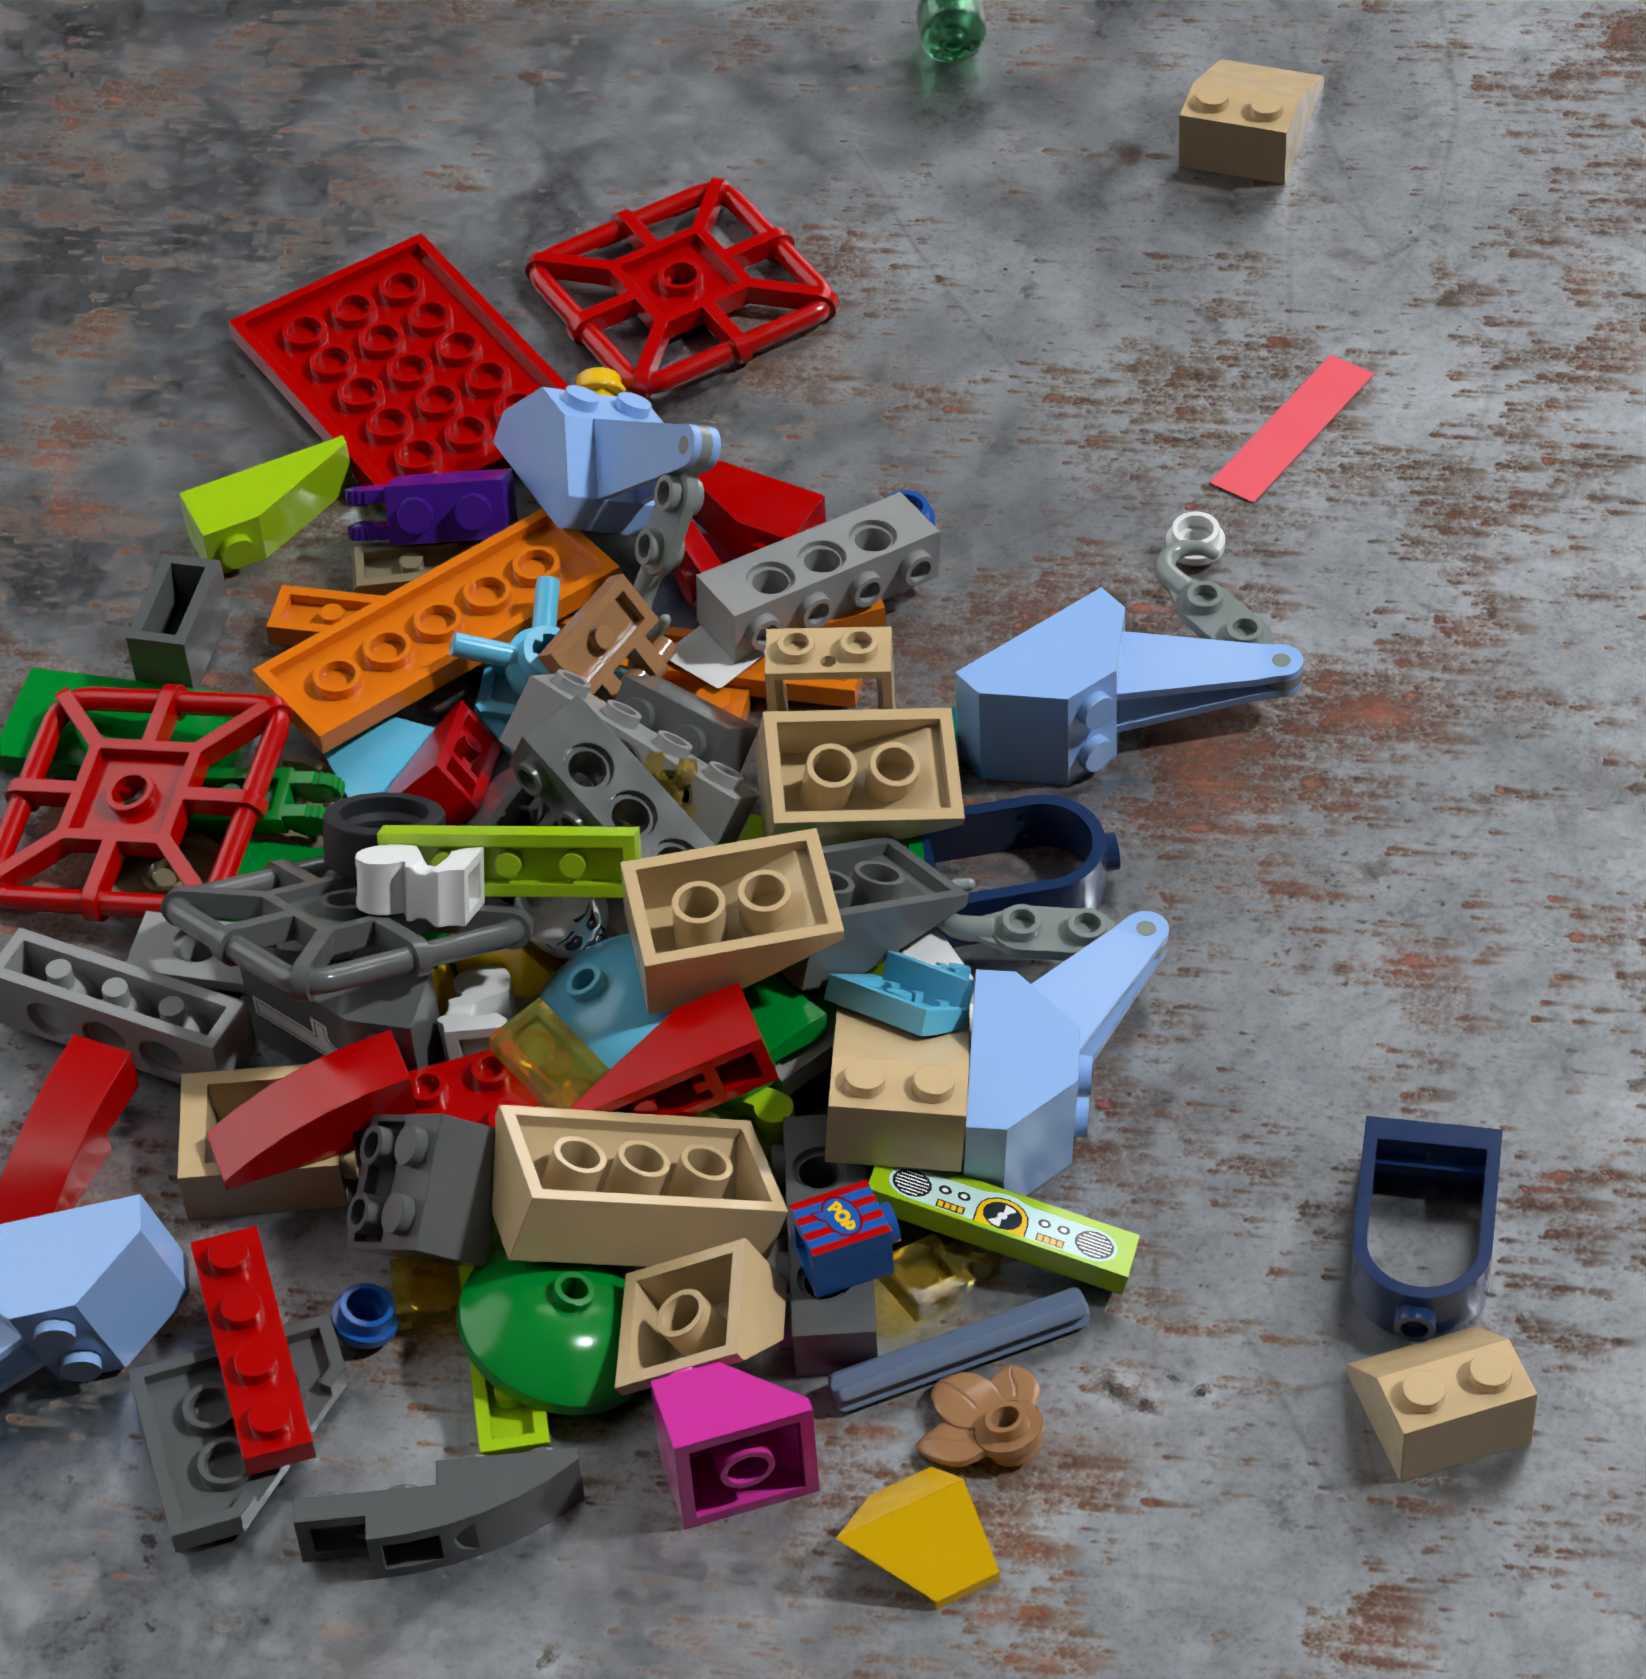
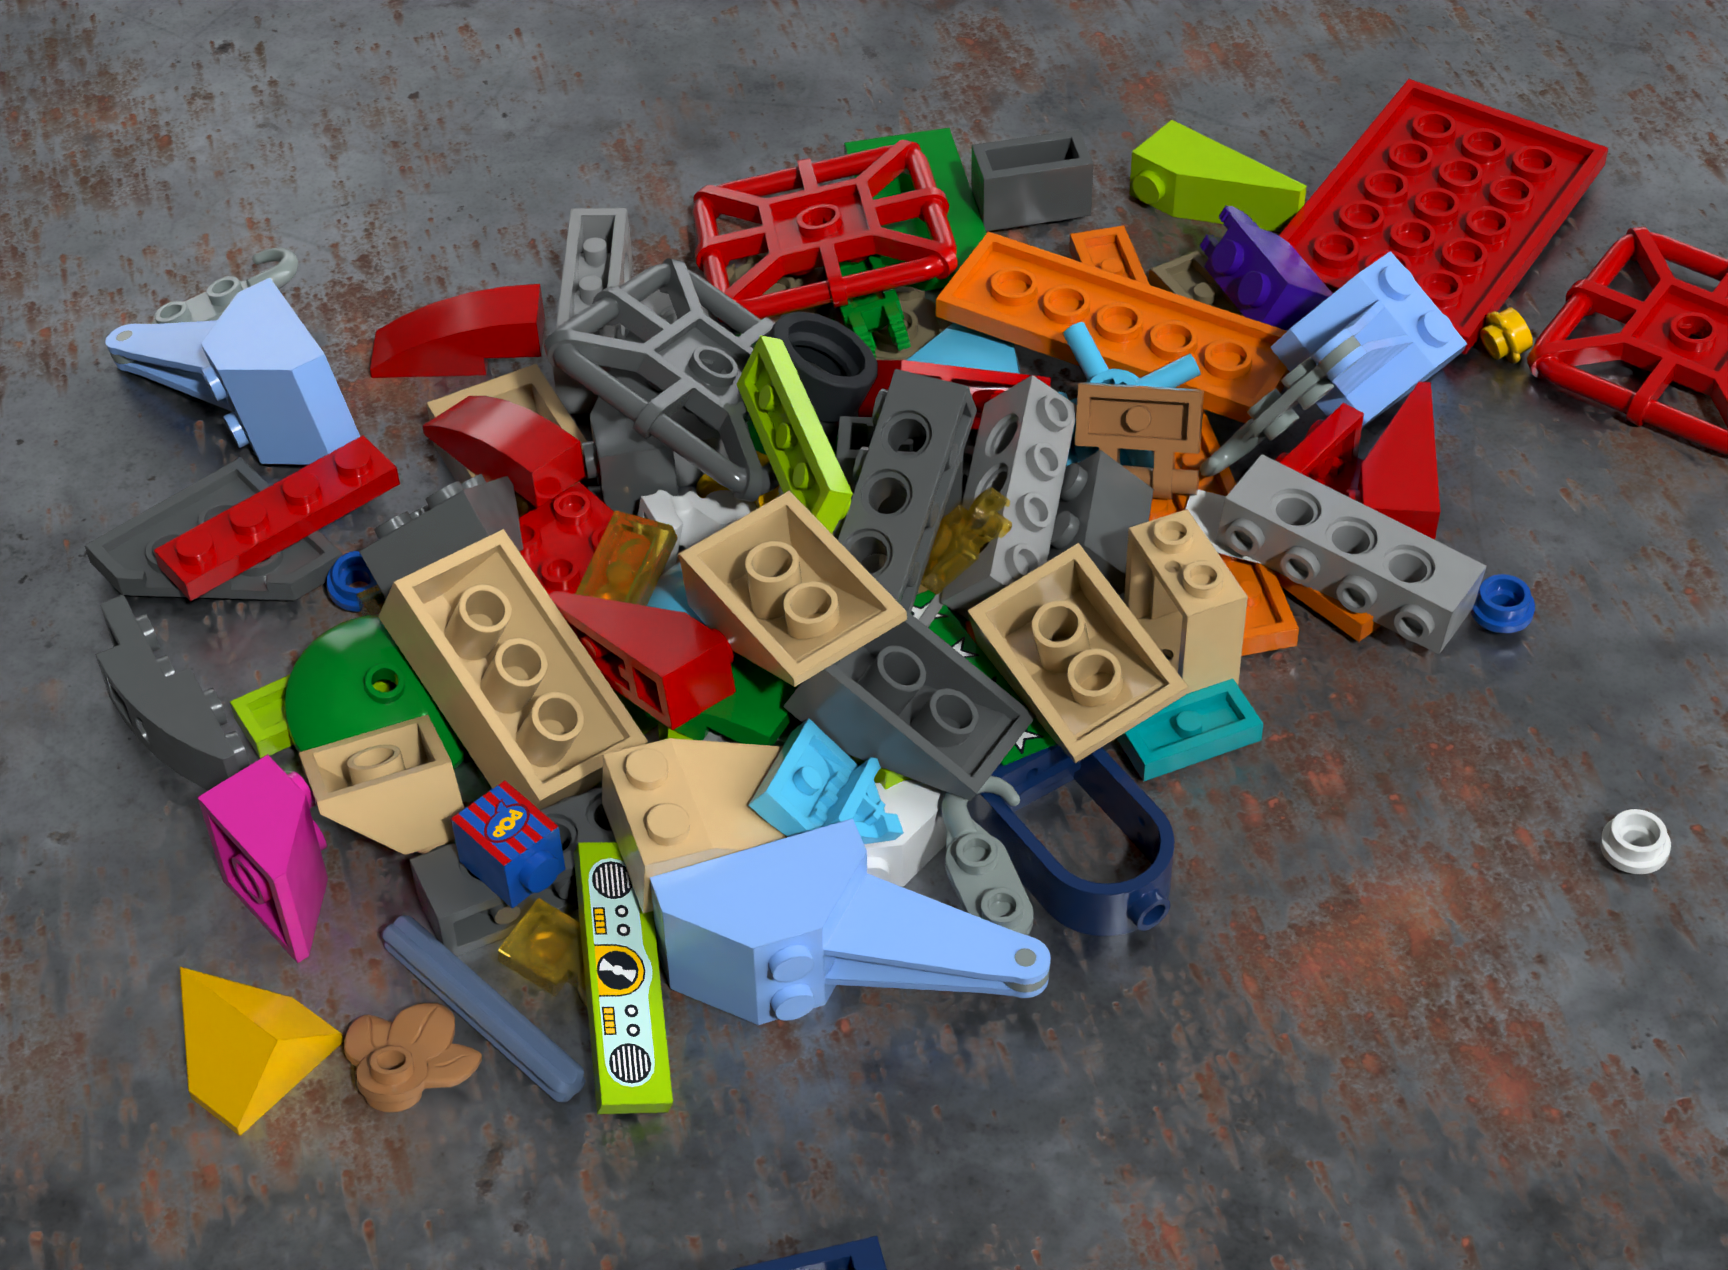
camera: 65 degrees right, 0 degrees up
(399, 881) = (725, 397): white leg -> none
(1068, 686) = (1340, 804): light blue slope -> none

